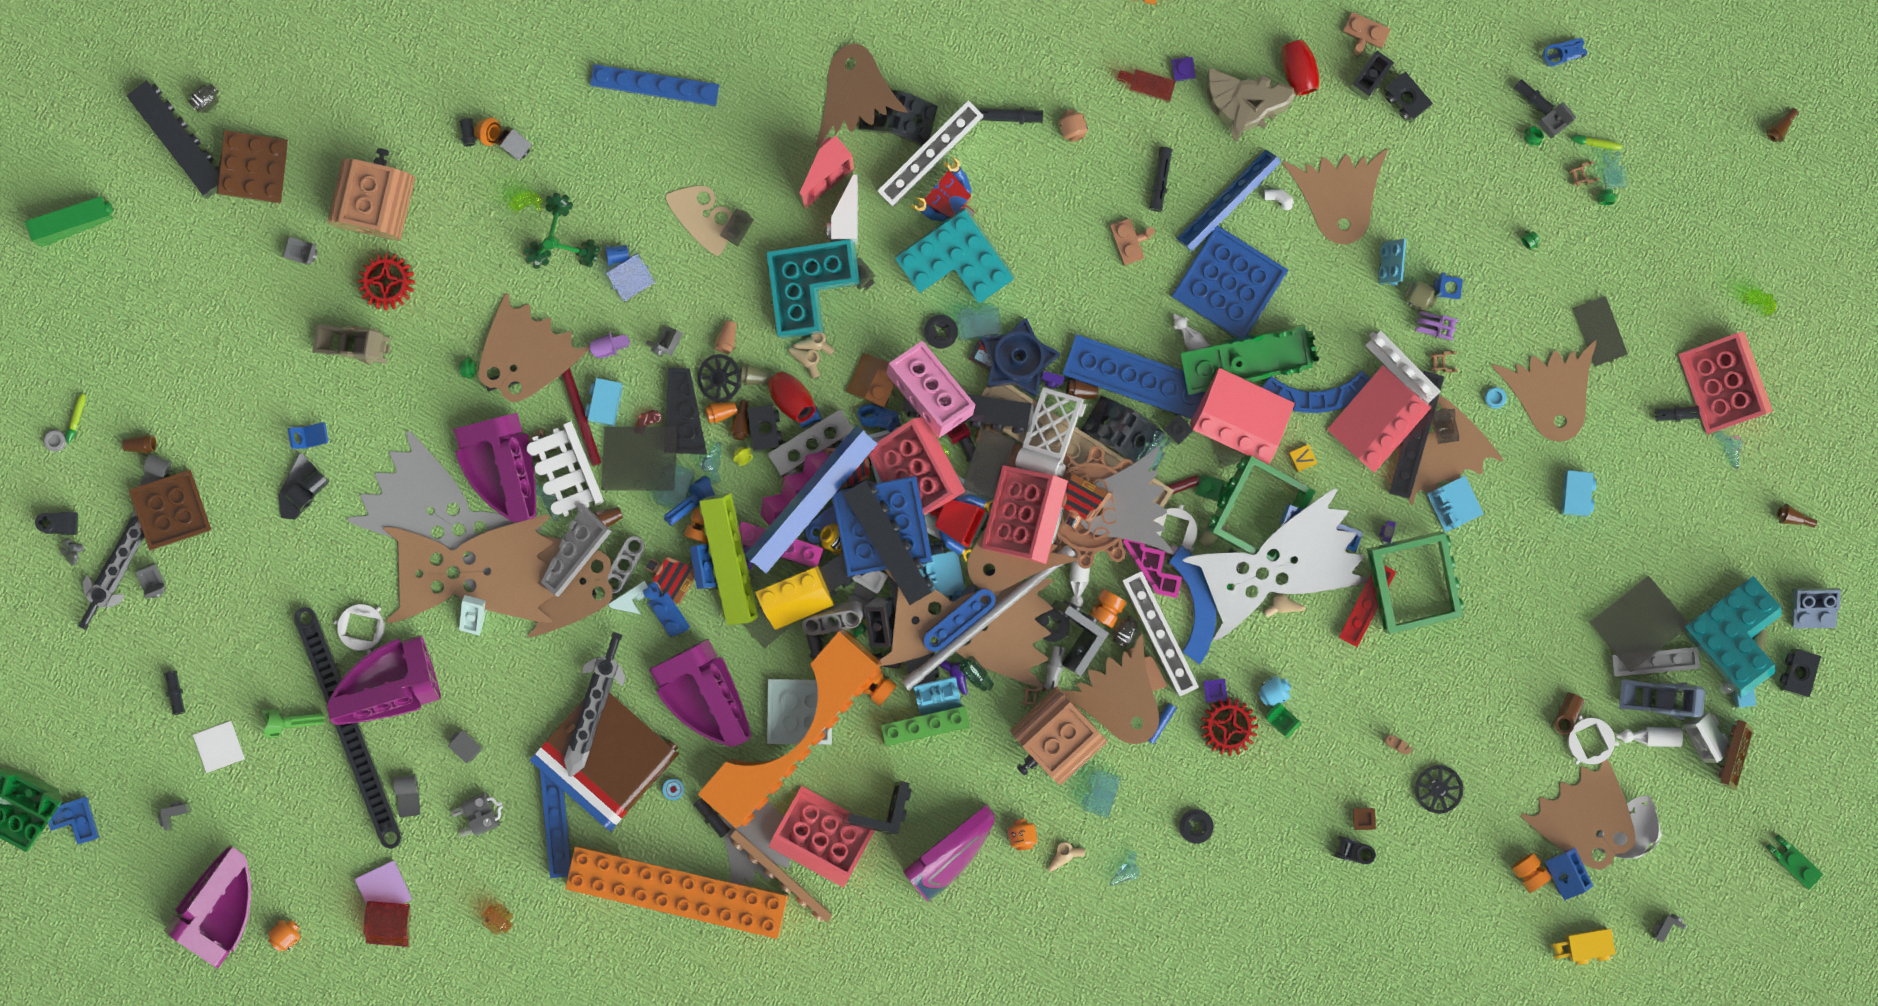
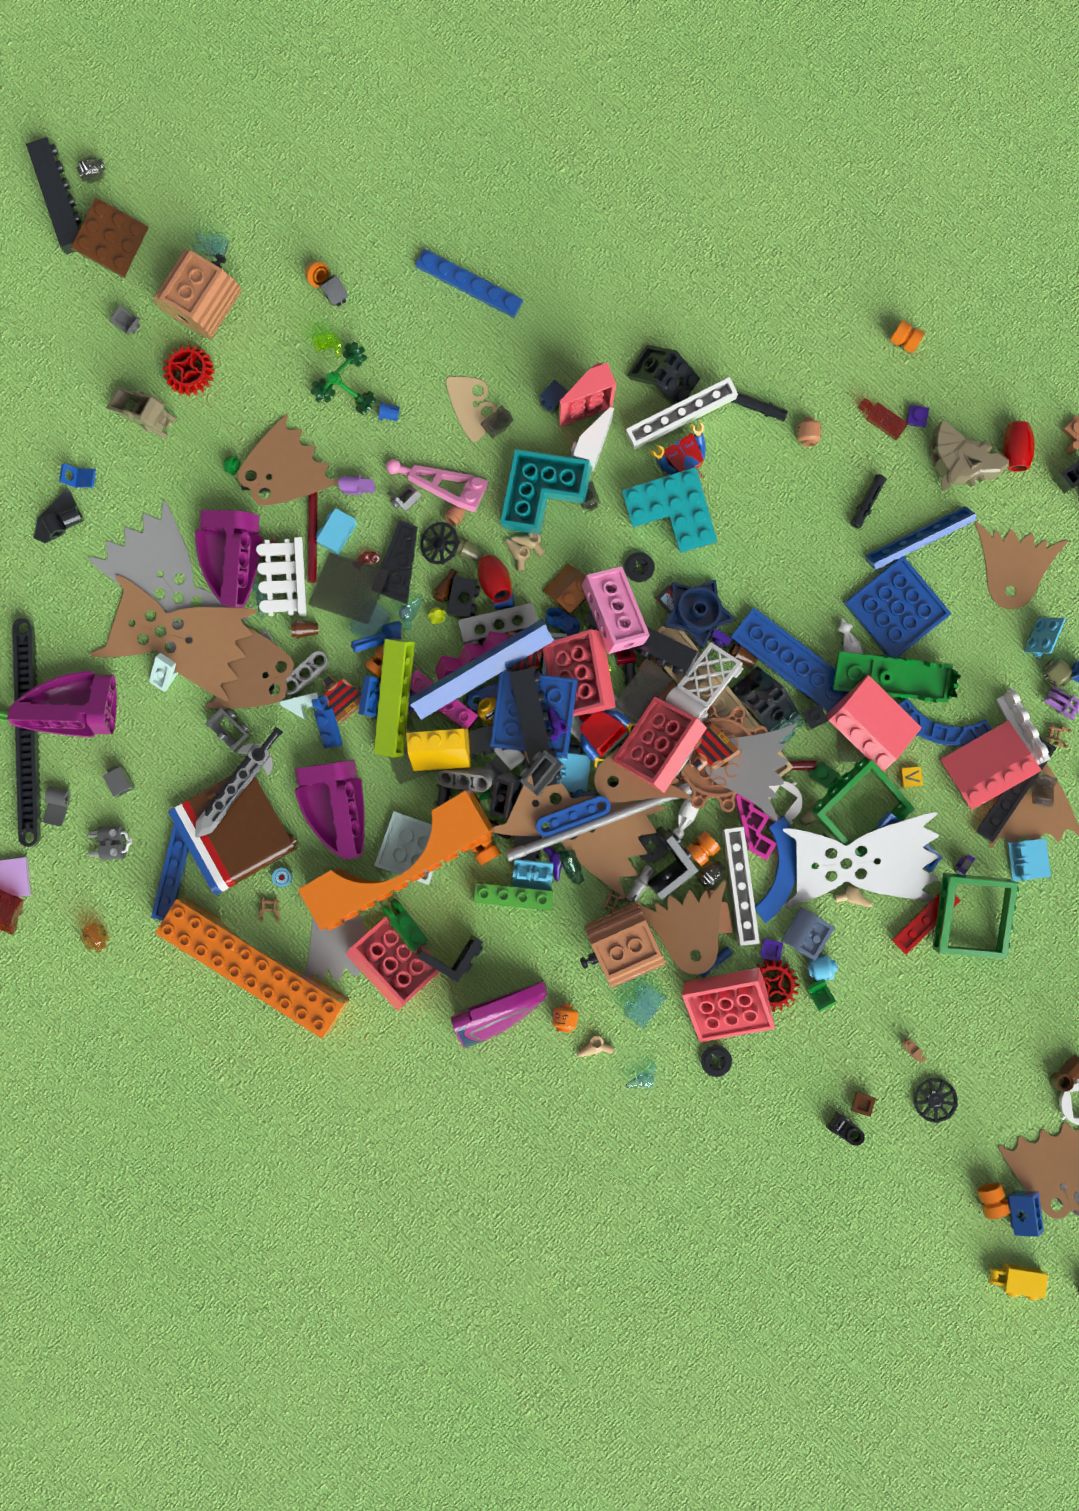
camera: 20 degrees right, 0 degrees up
(363, 610) = (74, 638): white piece -> none
(367, 136) = (212, 245): none -> clear light blue plate
(467, 131) = (299, 271): black pin -> none
(559, 659) = (222, 734): none -> dark grey window
(581, 542) = (275, 641): light grey wing -> none
(630, 277) = (393, 434): clear blue piece -> none
(669, 819) = (277, 912): none -> medium nougat piece
(711, 817) = (308, 919): black pin -> none
(720, 411) = (430, 572): orange cone -> none
(735, 318) = (470, 496): none -> bright pink plate
(787, 179) = (551, 396): none -> dark blue brick
(787, 882) = (350, 991): medium nougat plate -> none
(821, 796) = (405, 926): none -> green hinge
(855, 91) = (637, 341): medium nougat piece -> none
(910, 530) = (557, 724): none -> dark purple animal
(919, 589) = (549, 775): none -> dark grey window
(978, 323) = (674, 570): clear light blue brick -> none
(1128, 241) = (823, 544): nougat plate -> none
(1188, 763) = (728, 1005): none -> coral slope
(1247, 660) = (807, 933): none -> sand blue brick
(1280, 195) = (965, 548): white arm -> none

